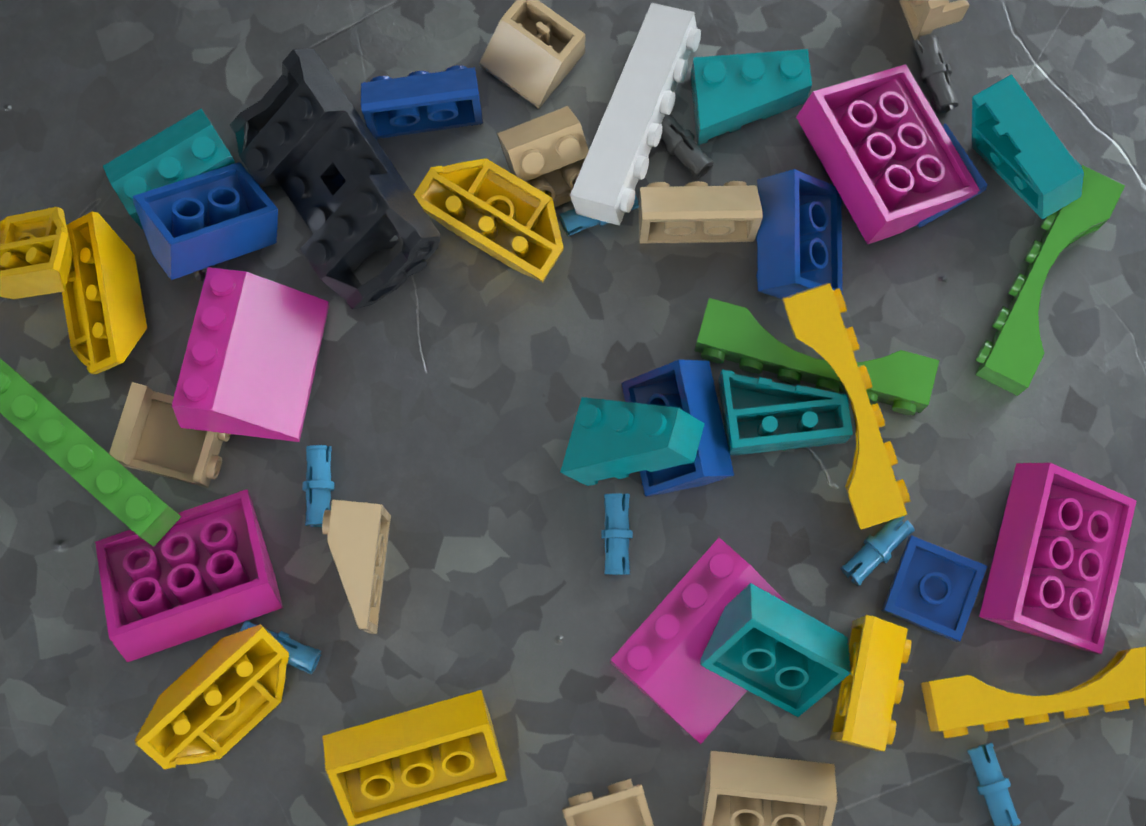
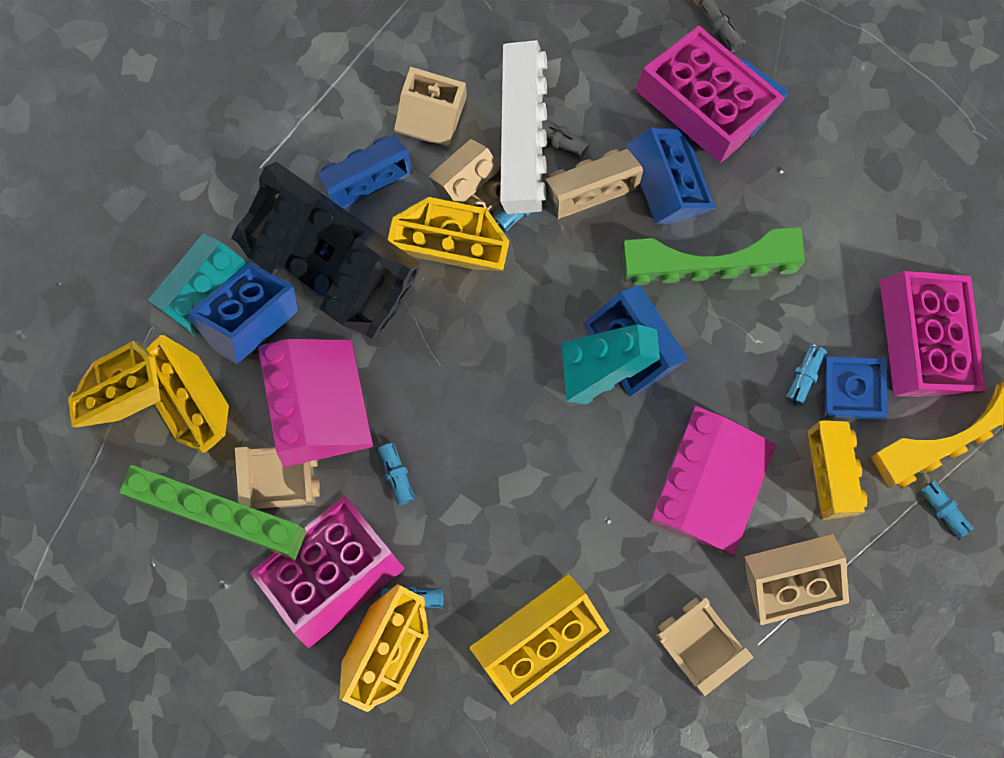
camera: 20 degrees left, 0 degrees up
(359, 548) = (443, 504): tan slope -> none
(616, 534) = (621, 430): dark azure pin -> none
(745, 88) = (592, 81): teal wedge -> none
(776, 651) = (764, 470): teal slope -> none
(780, 416) = (704, 306): teal wedge -> none
(871, 482) = (785, 329): yellow arch -> none
(1017, 346) = (849, 198): bright green arch -> none
(1024, 148) = (804, 57): teal wedge -> none

